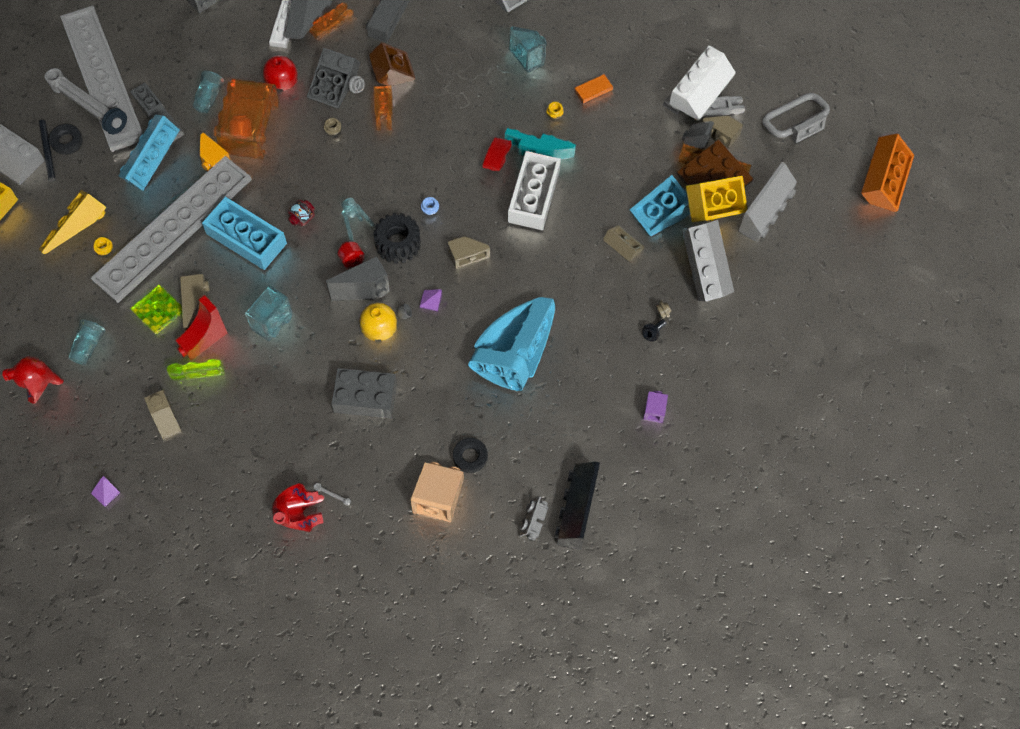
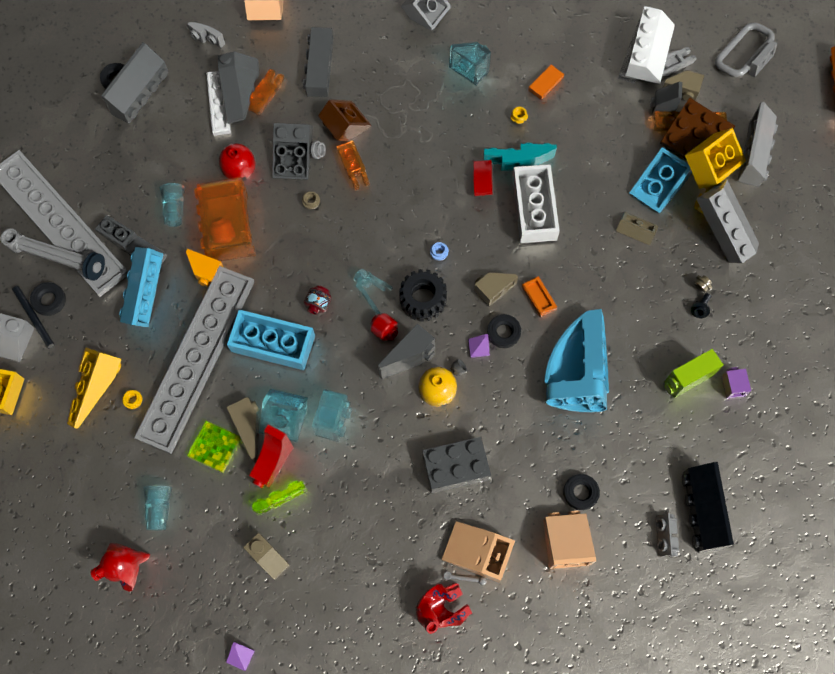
camera: 15 degrees left, 5 degrees up
(230, 299) = (284, 413): none -> clear light blue slope
(354, 474) = (478, 551): none -> light nougat slope
(459, 304) = (508, 320): none -> black tyre
(505, 274) = (539, 296): none -> orange tile
(615, 383) = (693, 373): none -> lime brick

